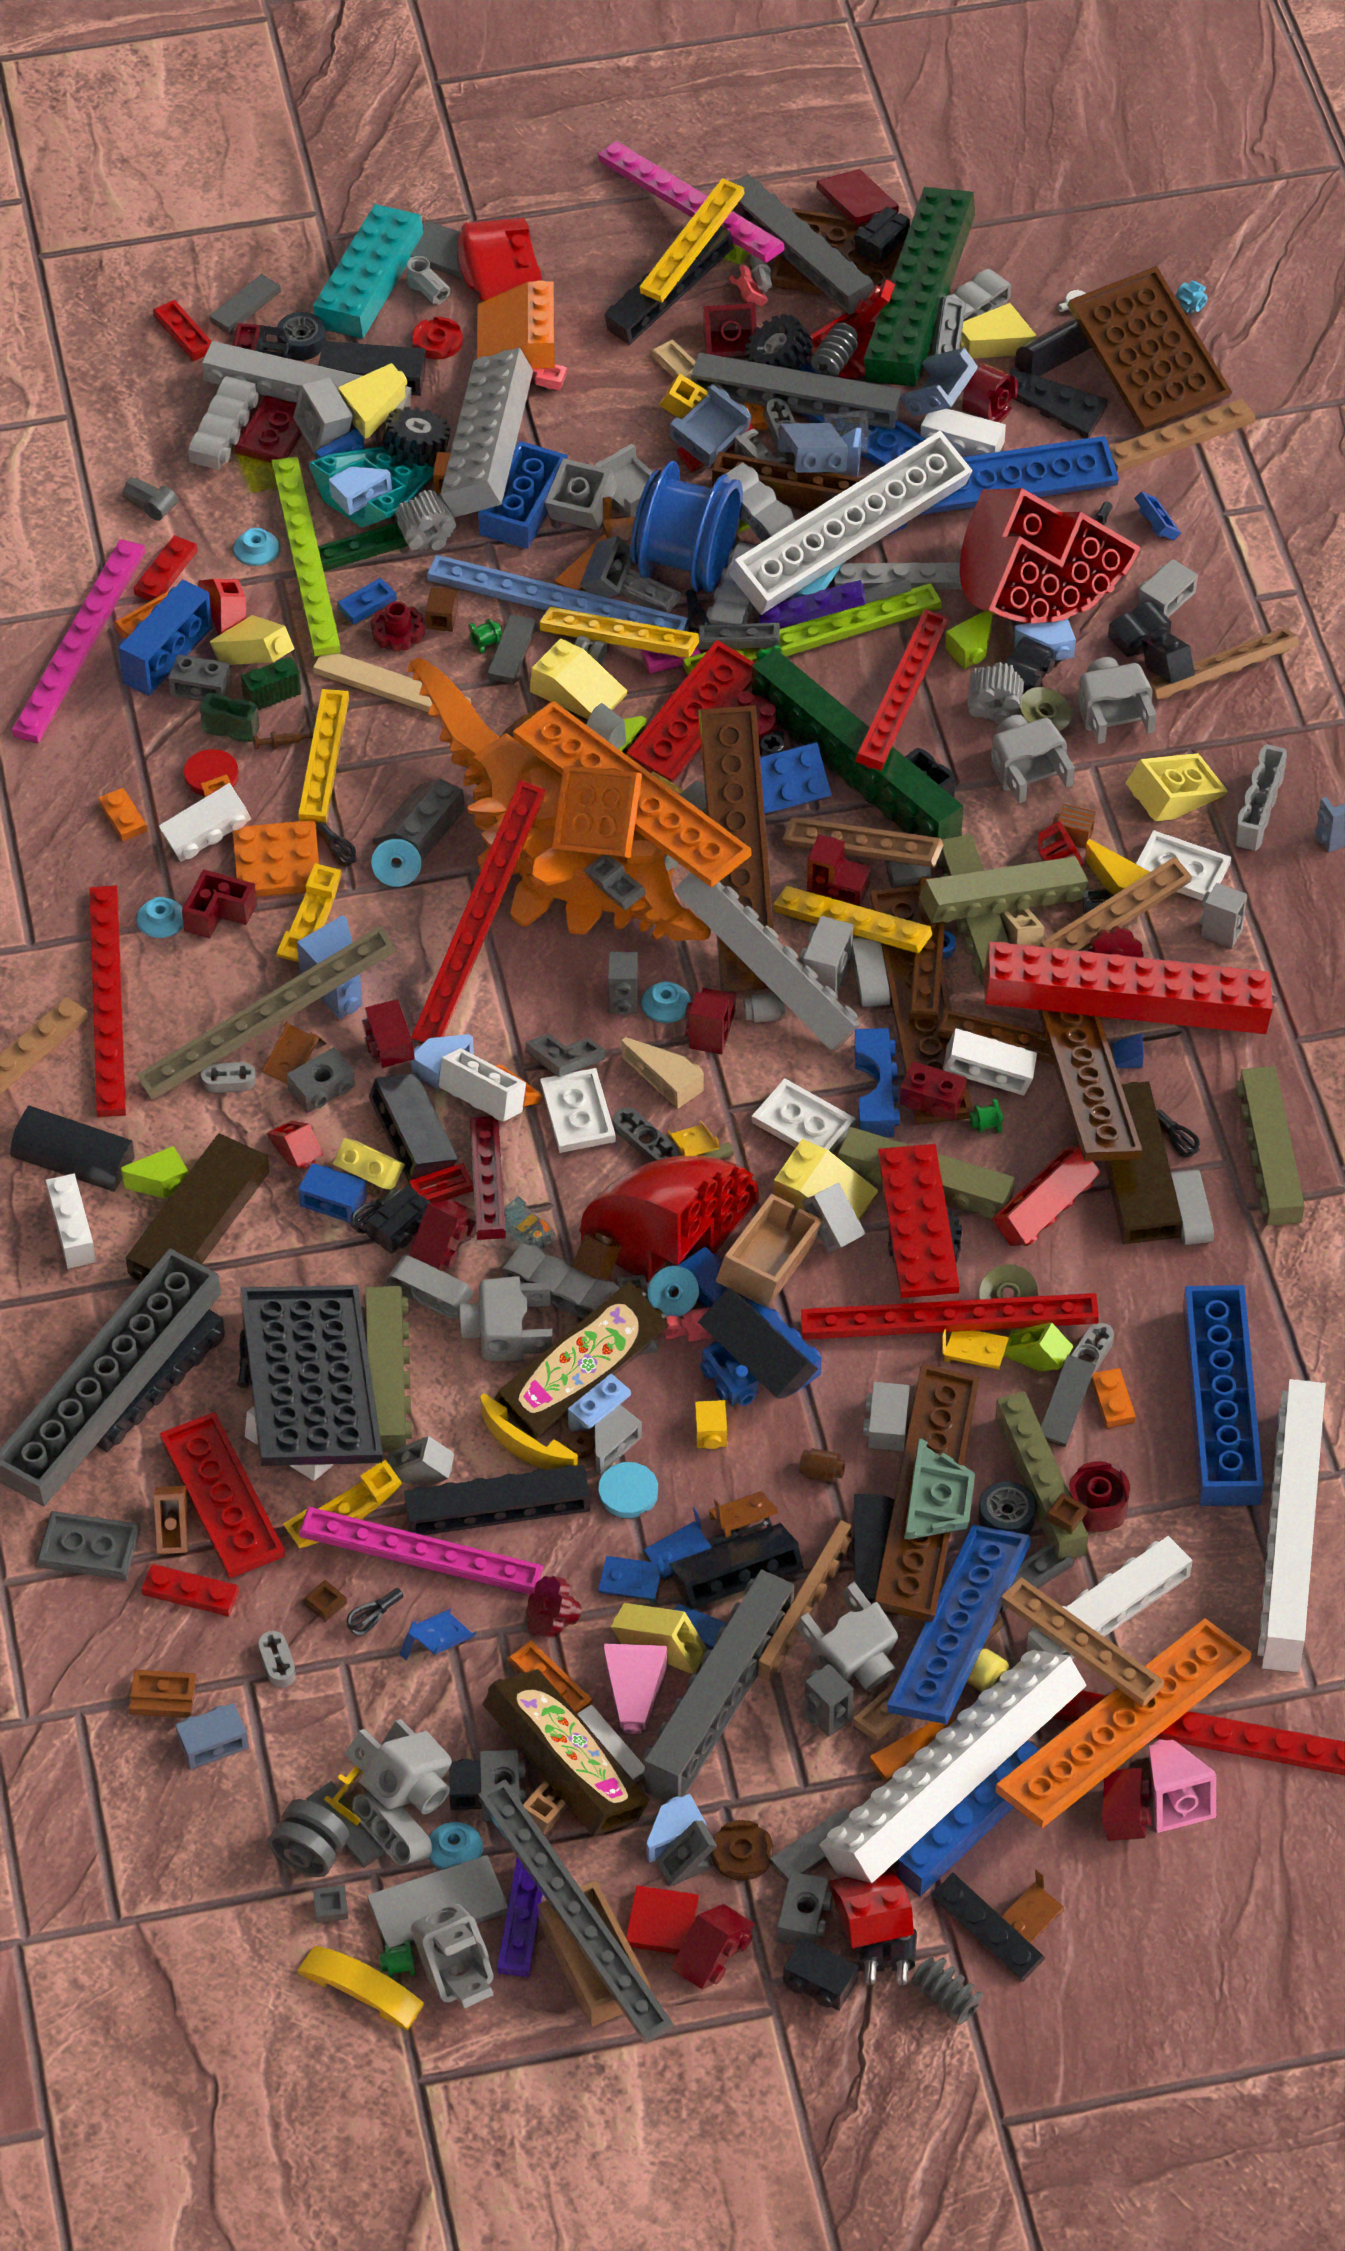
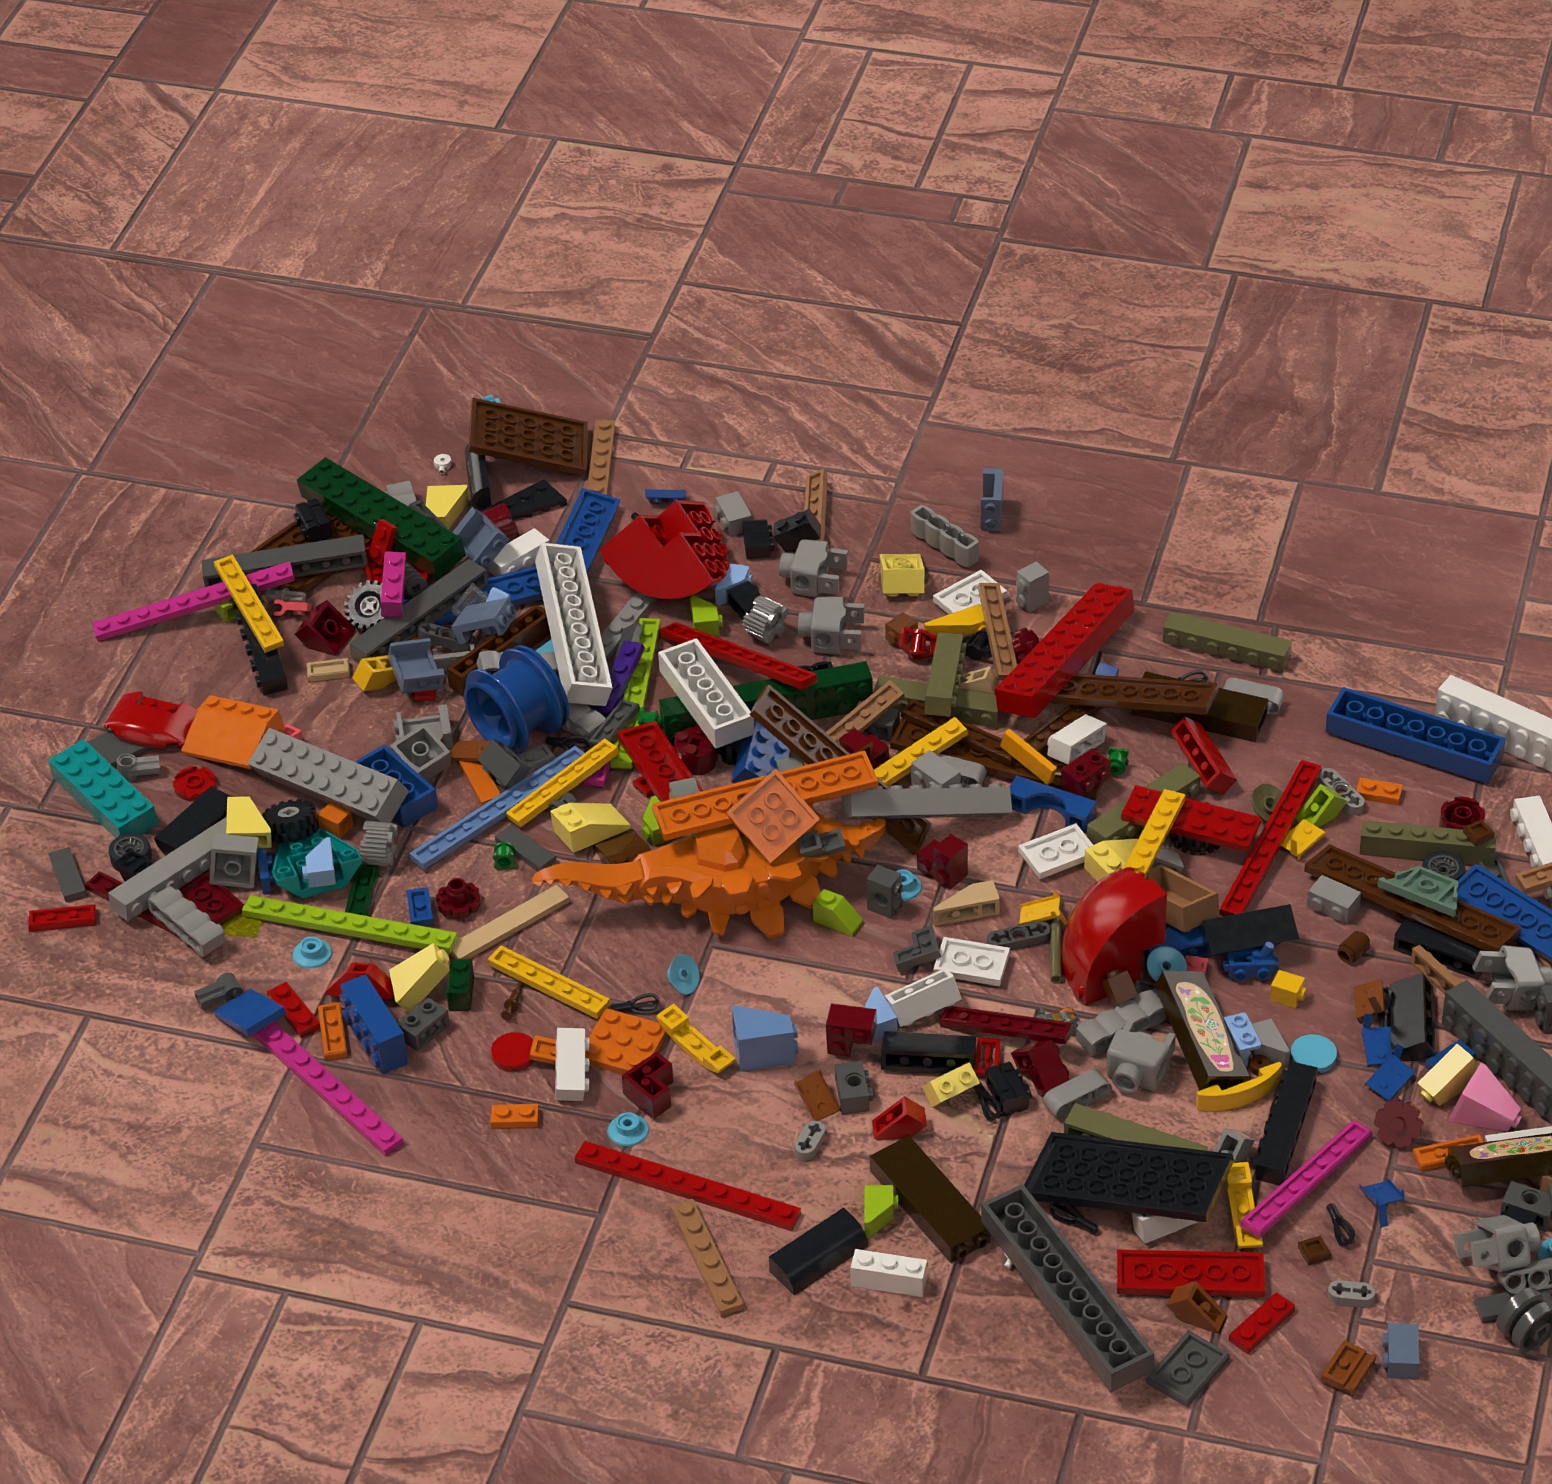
camera: 60 degrees left, 10 degrees down
(129, 533) = (249, 1012): none -> blue tile
(229, 717) = (478, 1016): clear green brick -> none
(266, 1012) = (788, 1084): dark tan plate -> none
(332, 1192) = (959, 1116): blue brick -> none
(349, 1781) = (1490, 1283): yellow piece -> none
(424, 816) = (646, 948): dark grey slope -> none
(441, 609) = (463, 867): reddish brown brick -> none
(479, 912) = (785, 921): red plate -> none
(574, 957) = (836, 913): none -> lime slope
(763, 1007) = (948, 827): light grey brick -> none
(794, 340) = (393, 584): none -> dark pink brick
(800, 675) = (706, 693): none -> white brick
(845, 1188) = (1155, 831): none -> yellow plate
(855, 195) = (259, 524): dark red tile -> none
(916, 1023) = (1028, 756): none -> light orange tile
(1046, 703) = (794, 604): olive dish -> none
(1067, 1400) = (1369, 804): dark grey tile -> none

